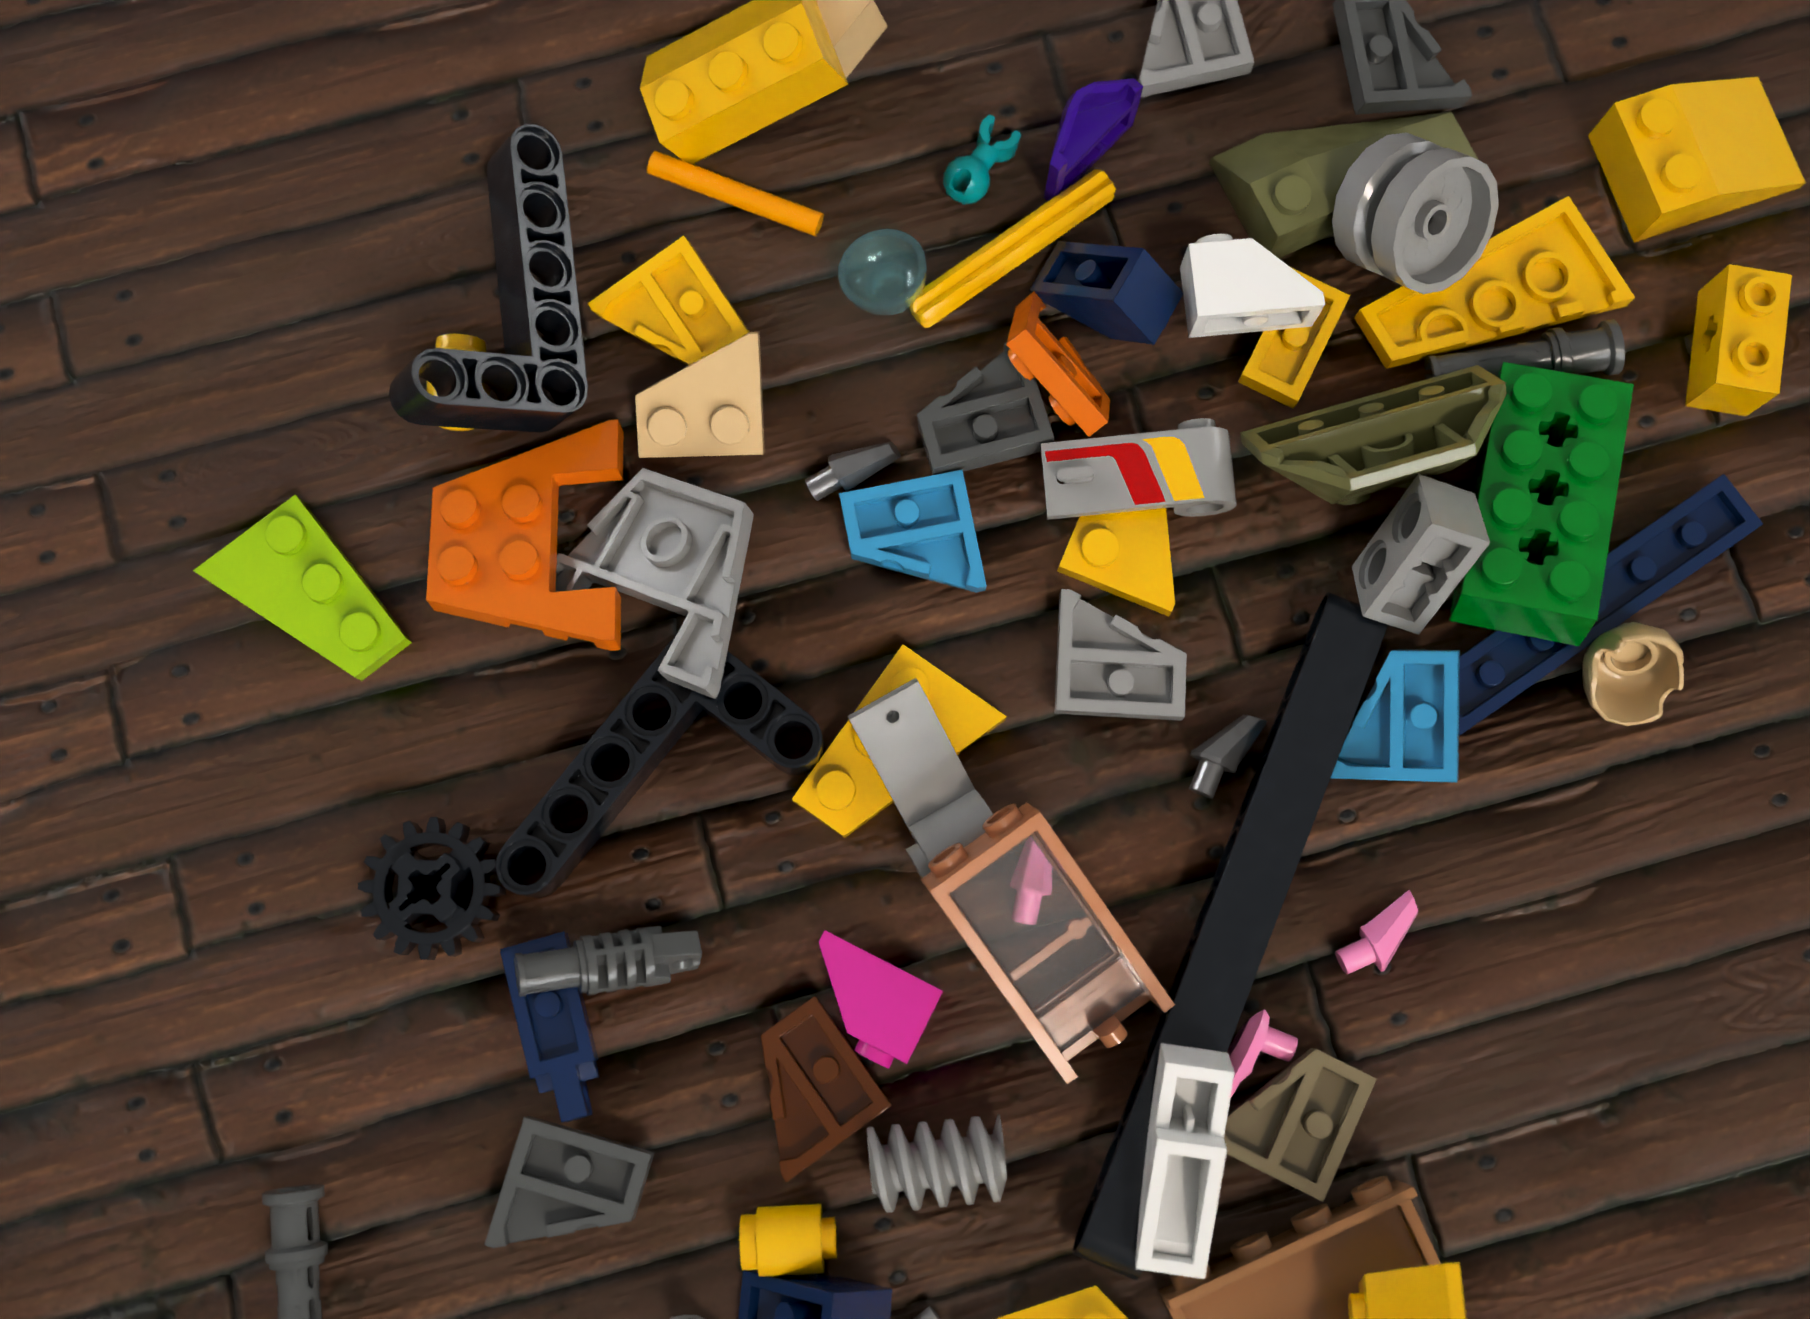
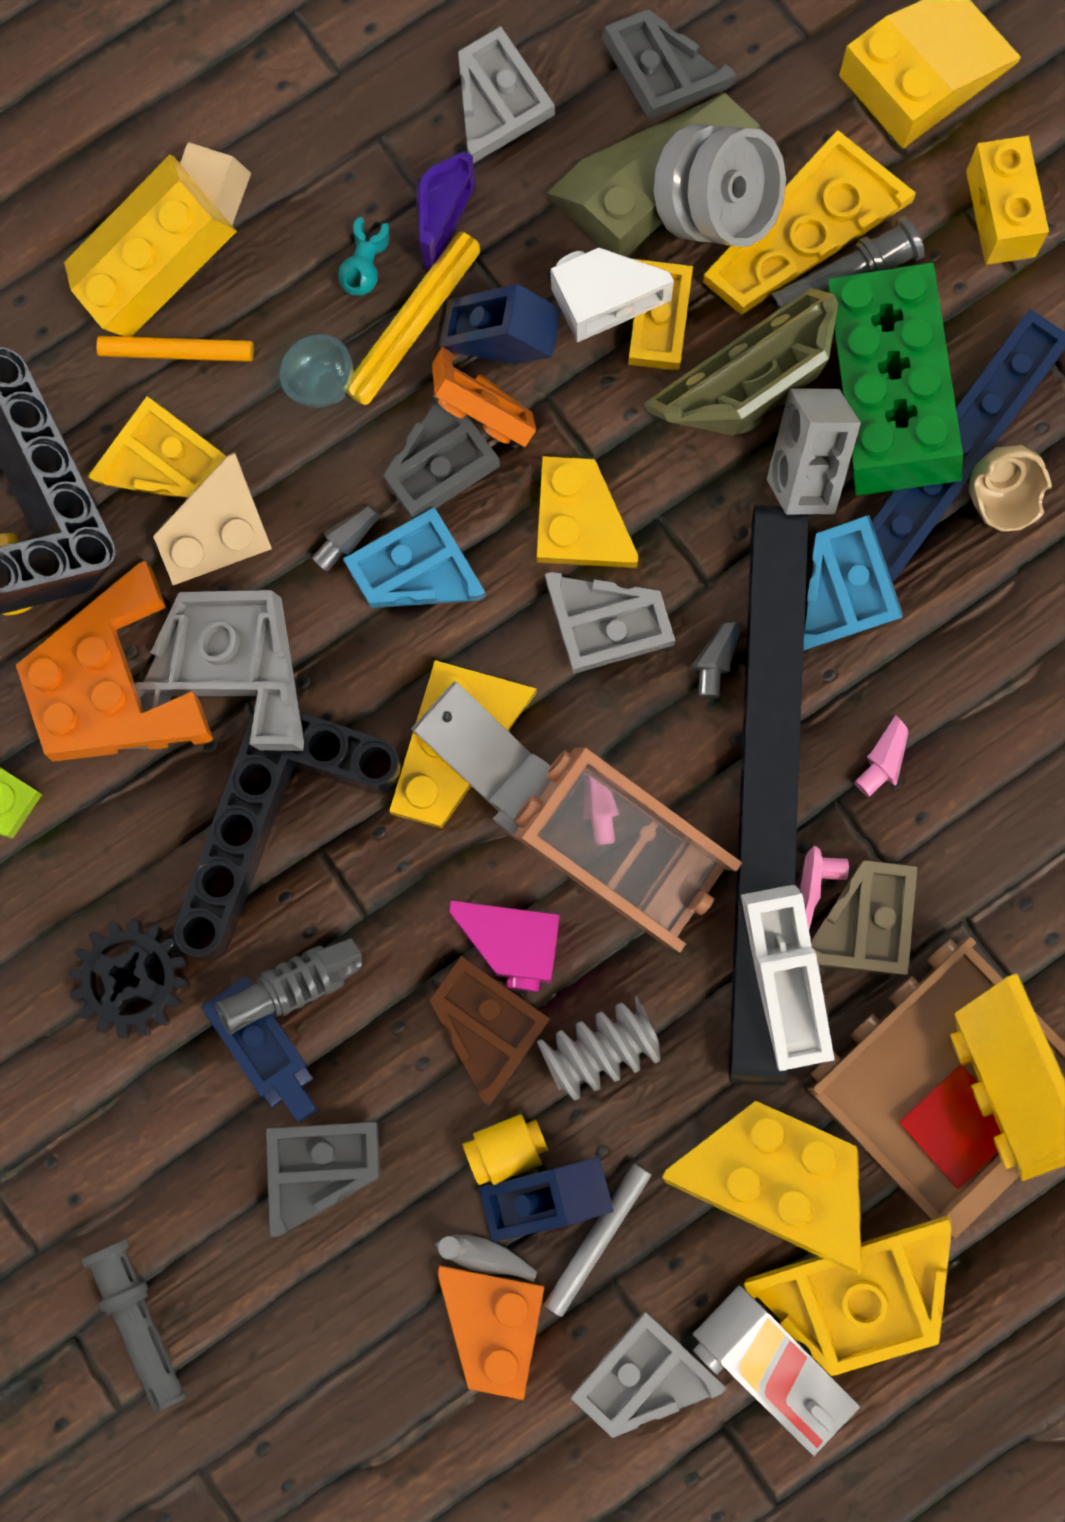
camera: 15 degrees left, 0 degrees up
(1141, 472) = (576, 460): light grey door -> none

